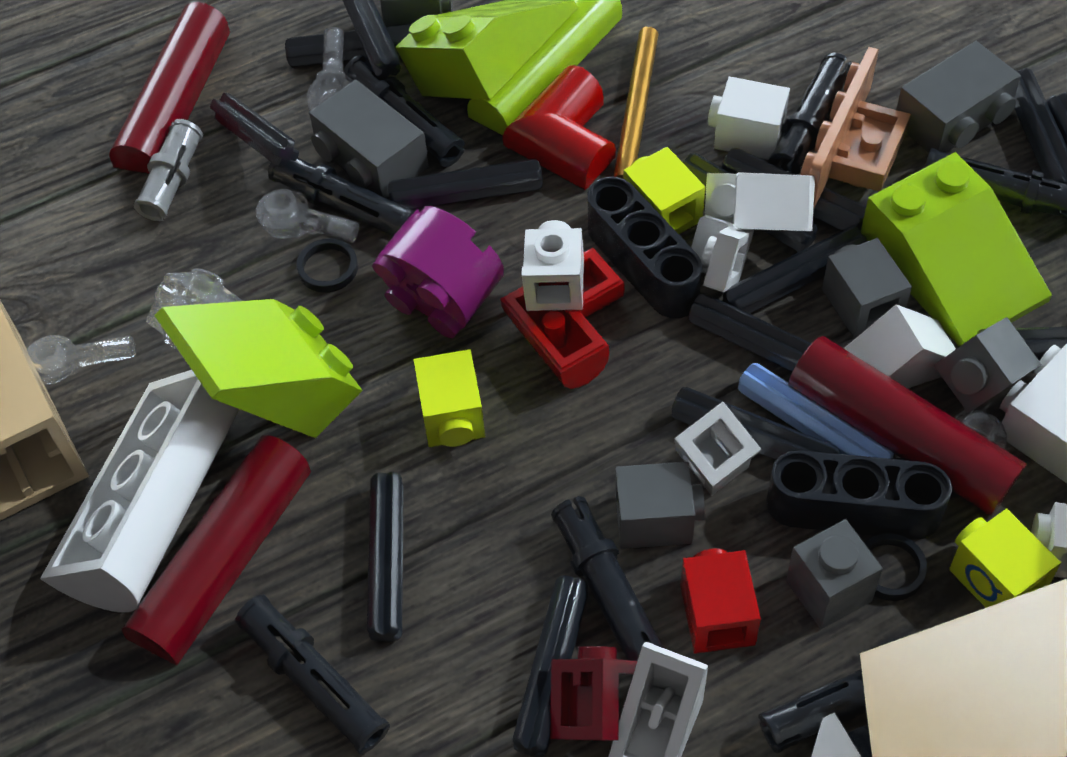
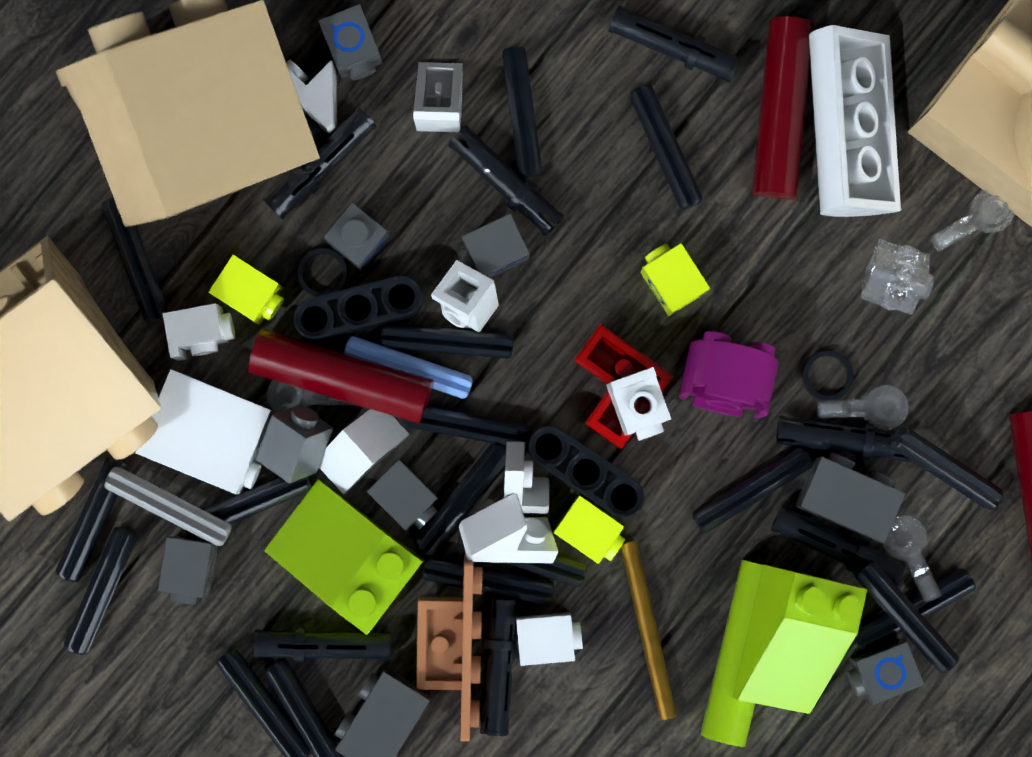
camera: 155 degrees right, 30 degrees up
(168, 170) = (999, 412): light grey pin -> none
(264, 360) = (816, 231): lime slope -> none
(554, 129) = (710, 576): red brick -> none
(587, 694) = (488, 91): dark red bracket -> none
(719, 600) = (427, 193): red brick -> none

